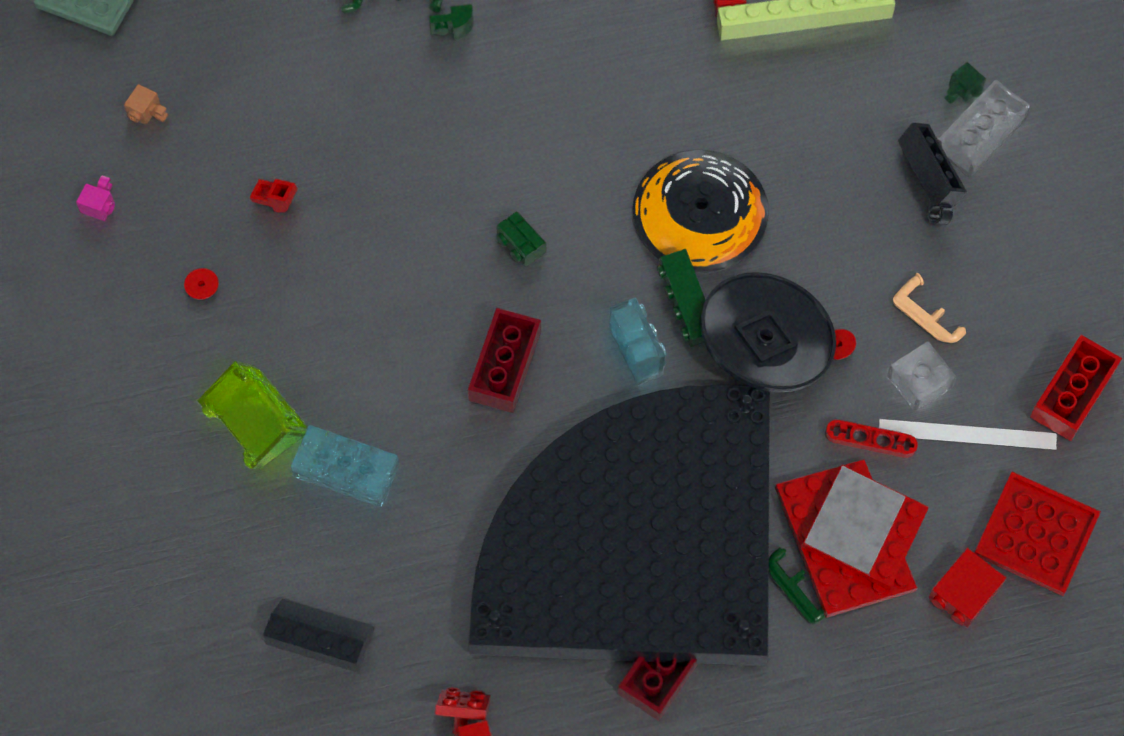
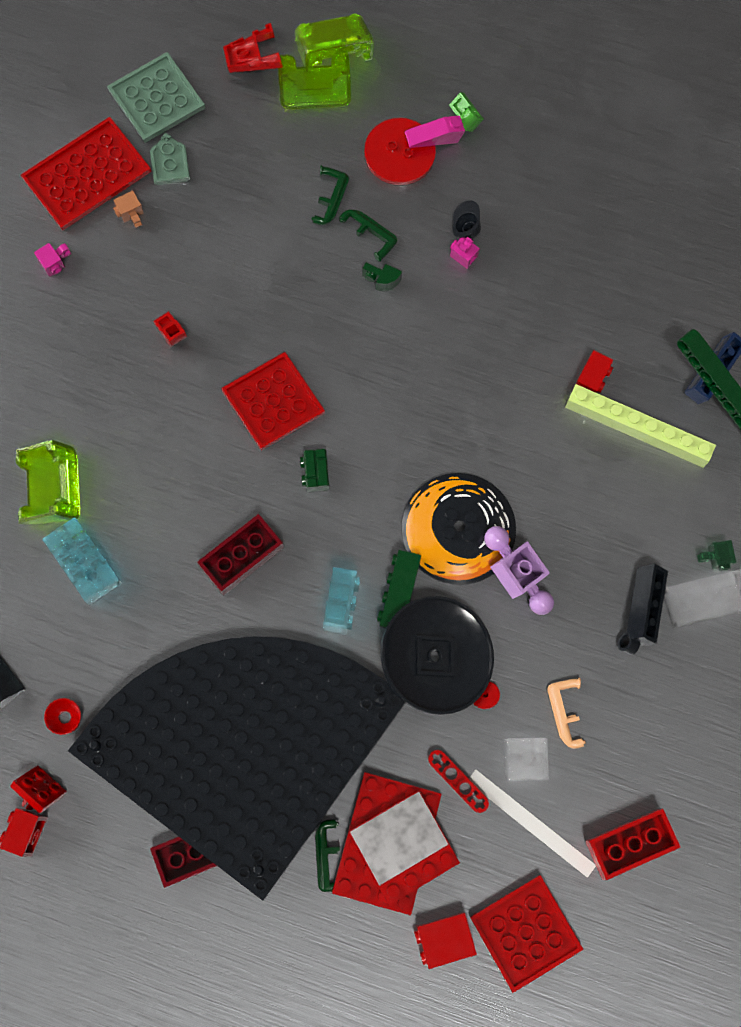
camera: 30 degrees right, 10 degrees up
(72, 99) = (86, 173): none -> red plate
(152, 39) = (169, 161): none -> sand green tile
(201, 283) = (79, 364): red piece -> none
(428, 201) = (273, 401): none -> red plate
(433, 612) = (53, 713): none -> red piece
(789, 207) = (519, 570): none -> lavender brick

